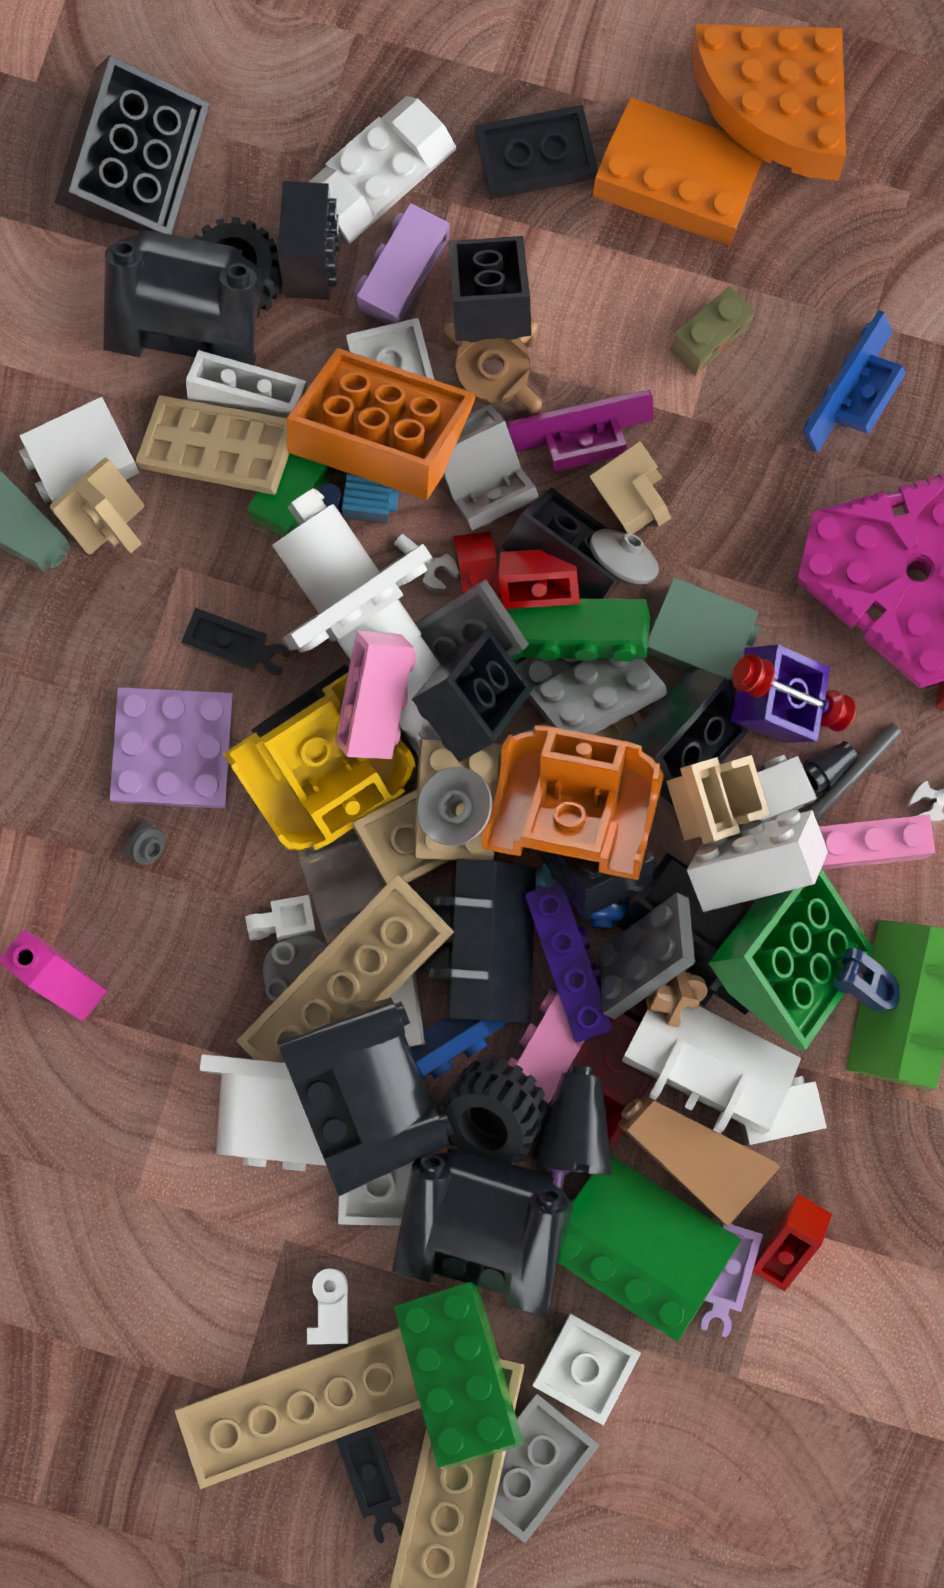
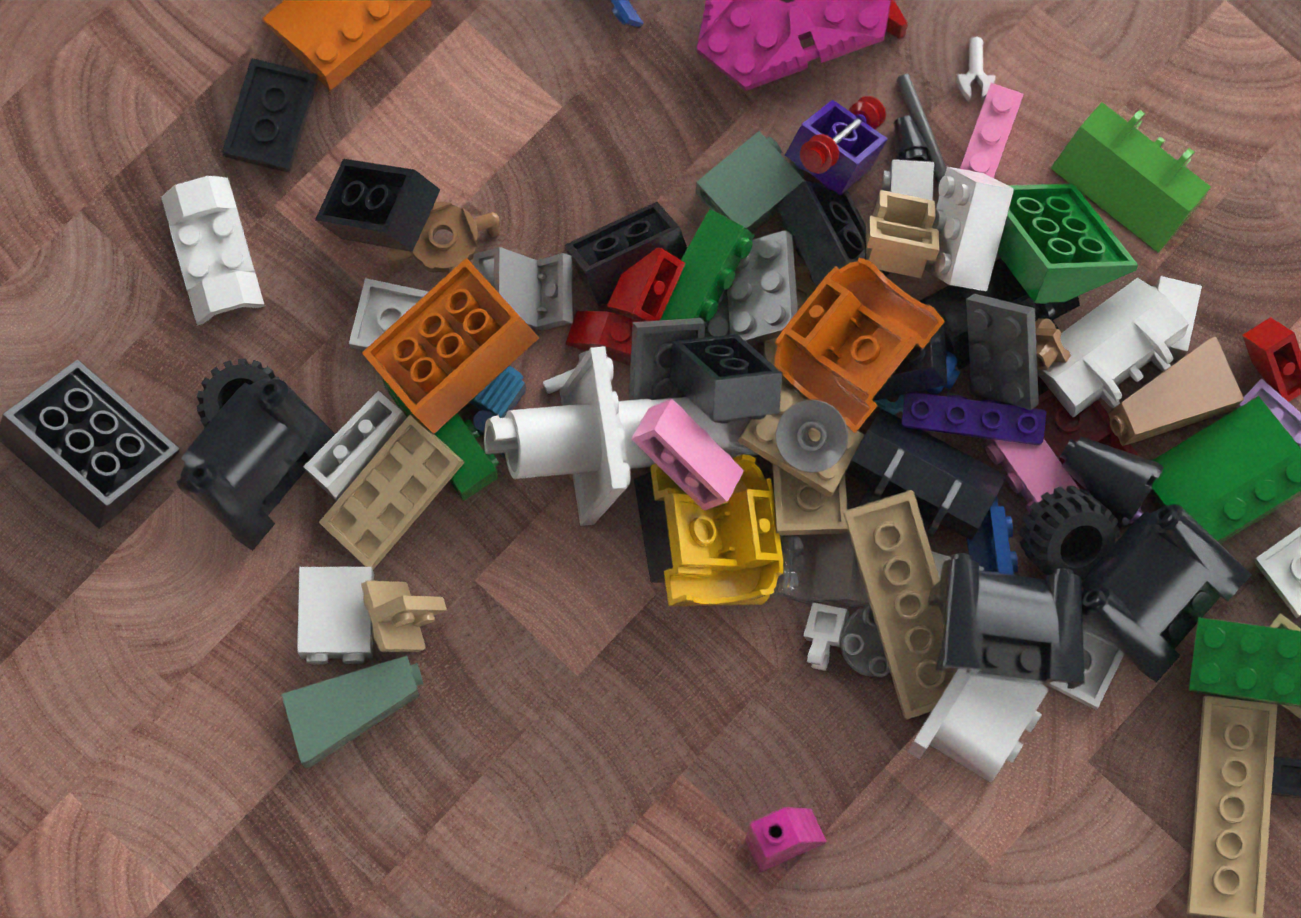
camera: 60 degrees left, 5 degrees down
(145, 844) = (702, 718): dark grey plate -> none
(171, 748) = (629, 657): lavender plate -> none
(231, 642) = (565, 564): black plate -> none
(308, 240) = (258, 328): black brick -> none
(331, 1291) = (1163, 745): white leg -> none
(402, 265) = (312, 270): lavender brick -> none
(583, 431) = (534, 194): magenta bracket -> none
(624, 556) = (656, 212): light grey dish -> none
(629, 489) = (607, 180): tan plate -> none
(712, 330) = (501, 51): olive brick -> none
(877, 988) = (1108, 195): dark blue plate -> none

